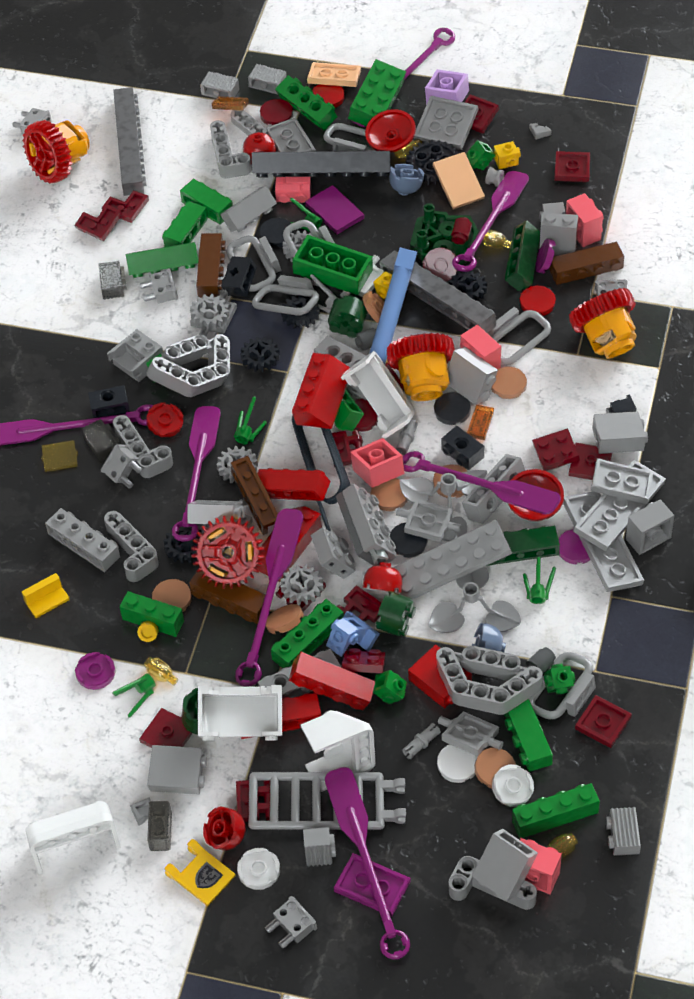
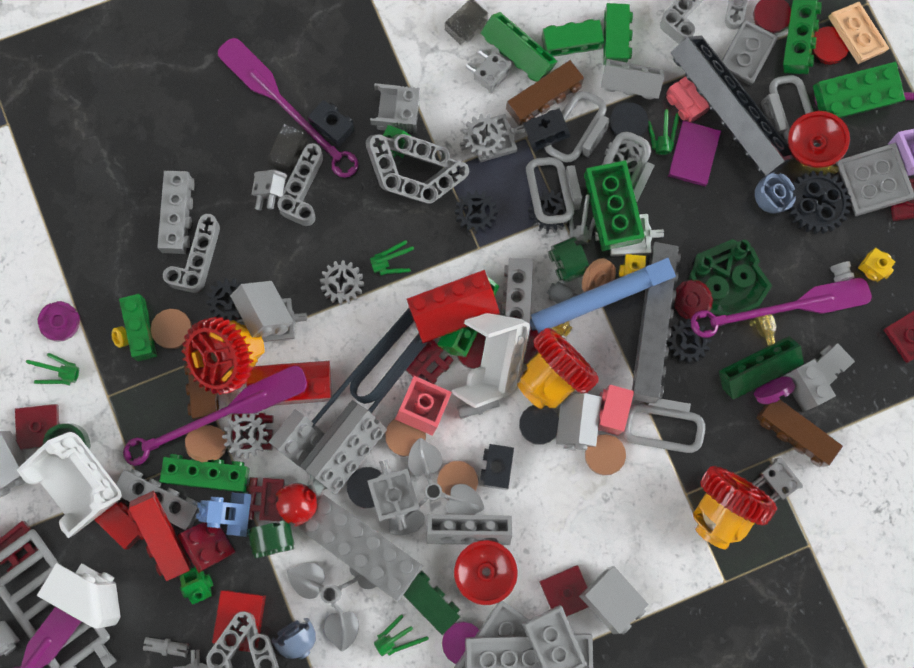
camera: 45 degrees right, 25 degrees up
(45, 595) = (101, 225): yellow panel -> none
(59, 456) = (252, 124): clear yellow piece -> none
(160, 670) = (90, 375): clear yellow plant -> none
(164, 420) = (347, 184): red tile -> none
(201, 443) = (341, 236): magenta piece -> none
(254, 493) = (311, 325): reddish brown fence -> none
(258, 143) = (717, 31): red cylinder -> none
(294, 484) = (341, 350): red brick -> none
(458, 180) = (810, 242): light nougat tile -> none
(461, 230) = (744, 292): dark red brick -> none
(480, 155) = (857, 241): green brick -> none
(480, 422) = (542, 460): clear orange tile -> none
(510, 492) = (459, 558): magenta piece -> none
(538, 299) = (722, 415): red tile -> none
(555, 450) = (556, 552): dark red plate -> none
(589, 219) = (850, 393): coral brick -> none
(623, 405) = (644, 583): black brick -> none

